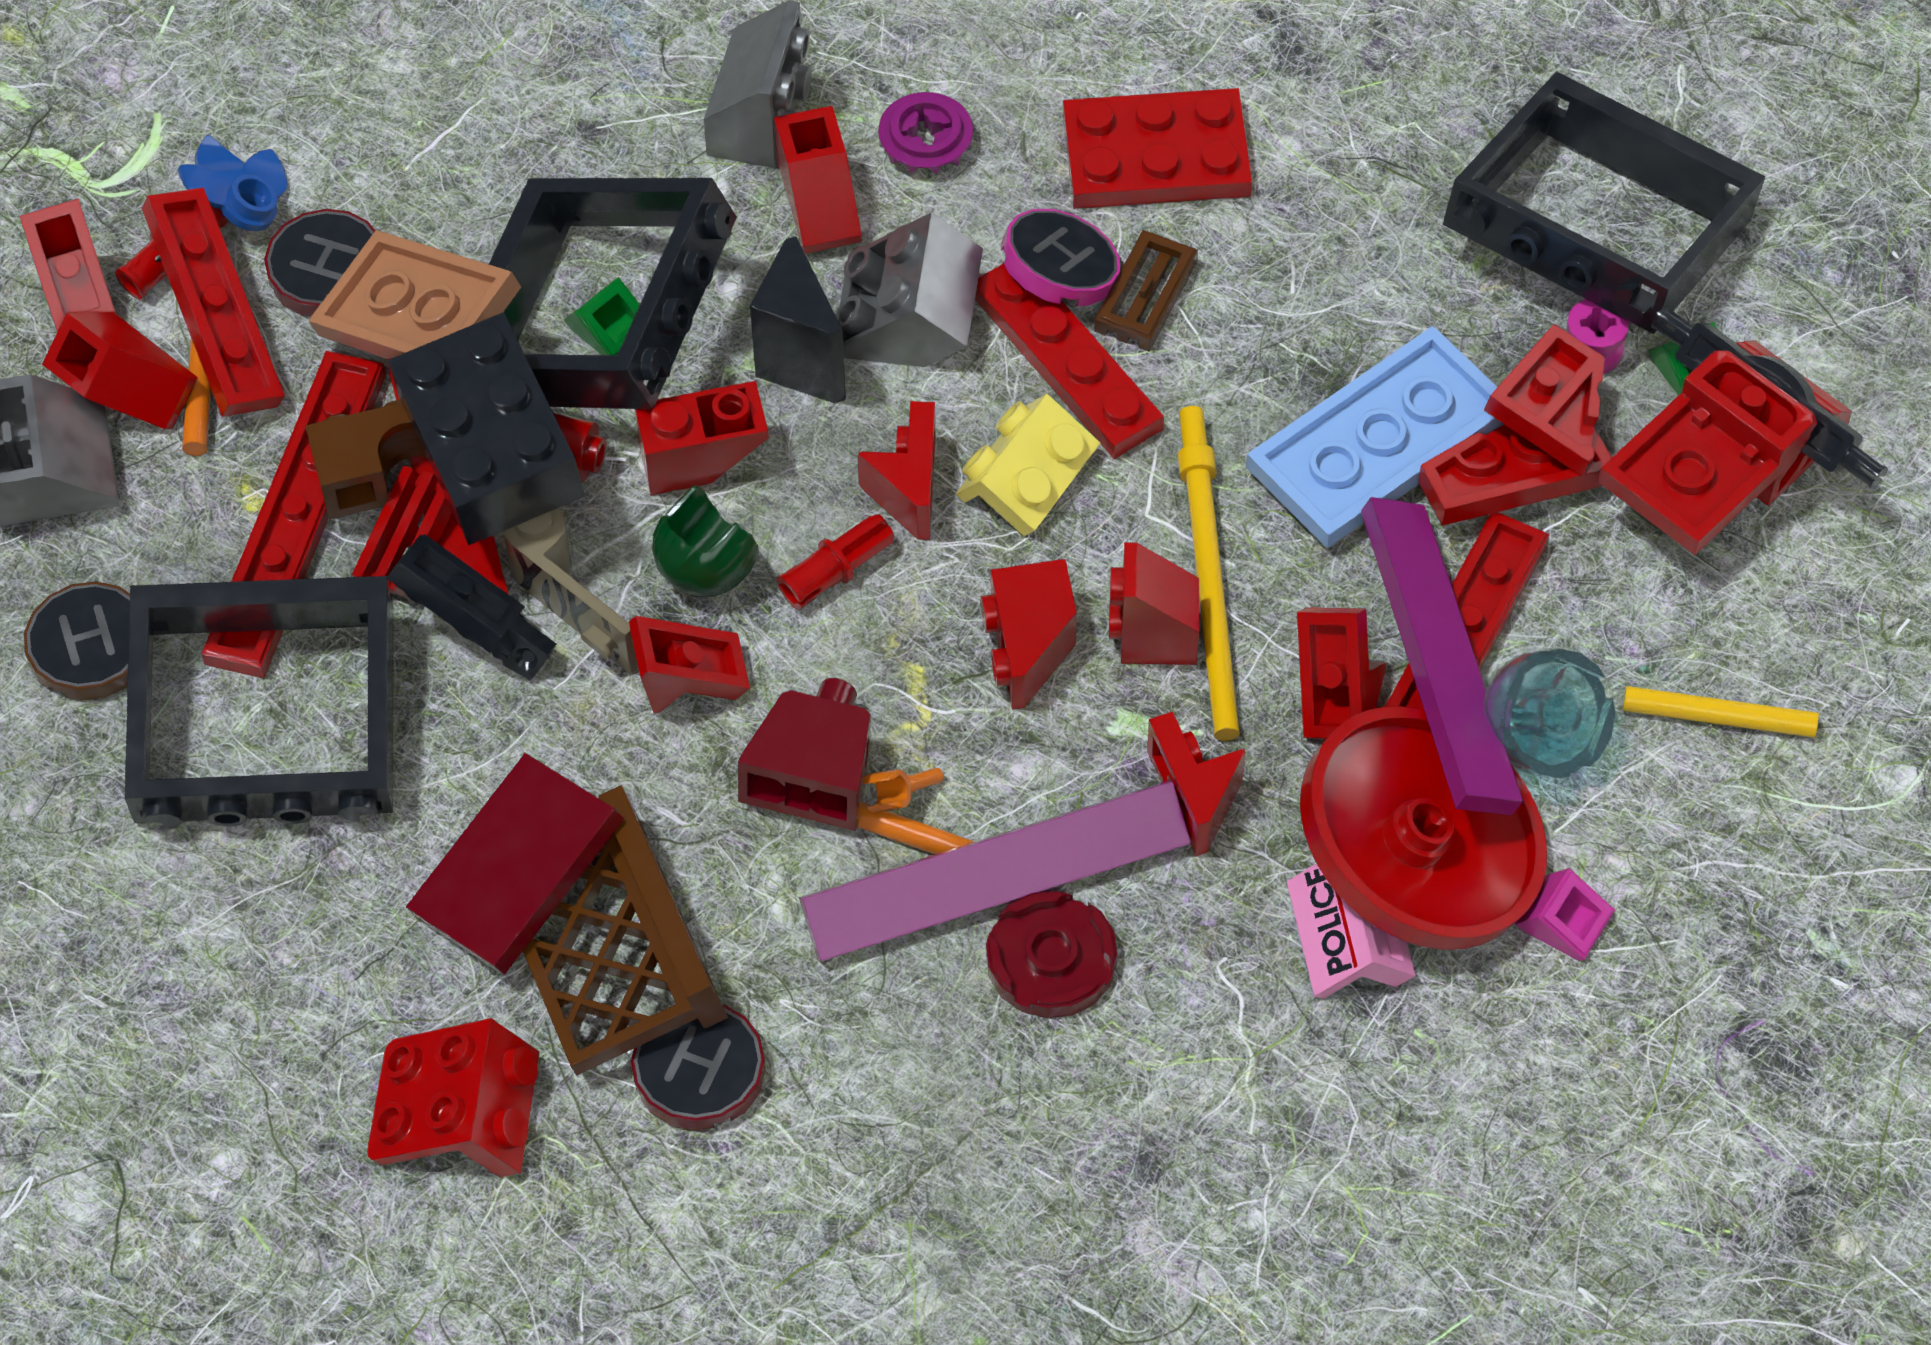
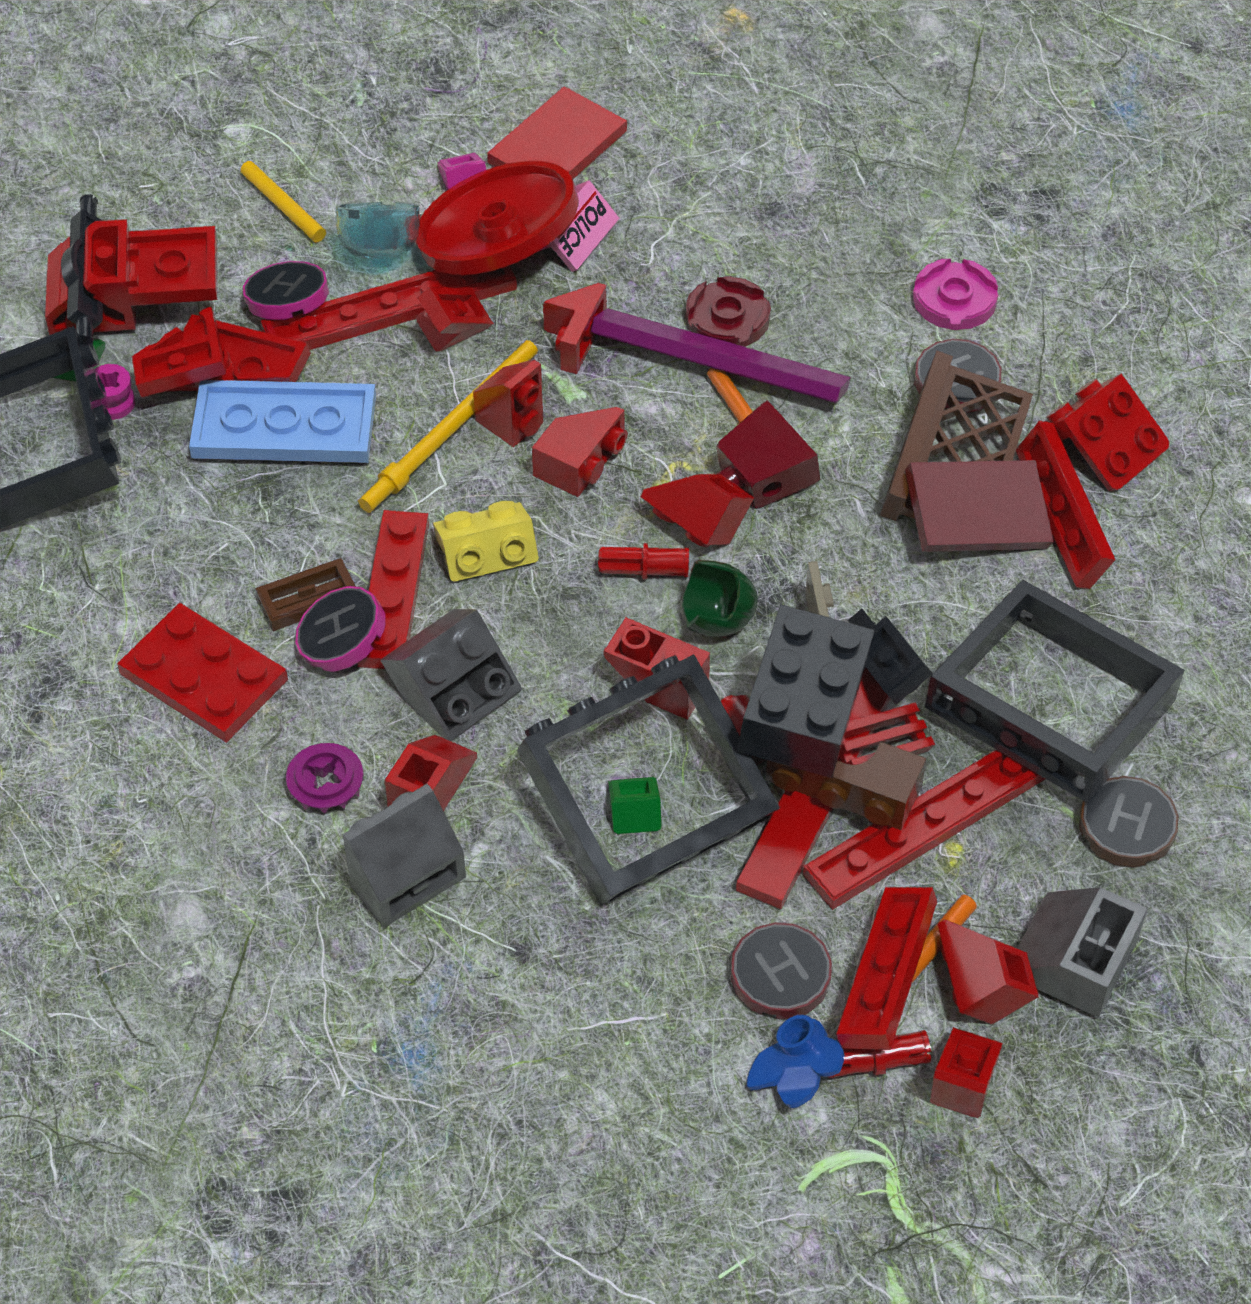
camera: 140 degrees left, 5 degrees down
(402, 943) = (1067, 507): none -> red plate
(408, 296) = (764, 851): nougat plate -> none
(687, 659) = (788, 546): red slope -> none
(796, 329) = (542, 676): black slope -> none
(802, 1194) = (955, 294): none -> dark pink tile
(834, 642) = (703, 505): none -> red slope
(895, 787) = (735, 415): orange hand -> none
(905, 479) = (553, 568): red slope -> none
(1440, 656) = (393, 284): magenta tile -> none
(1505, 1049) = (563, 132): none -> tile
(1564, 583) = (285, 289): none -> tile

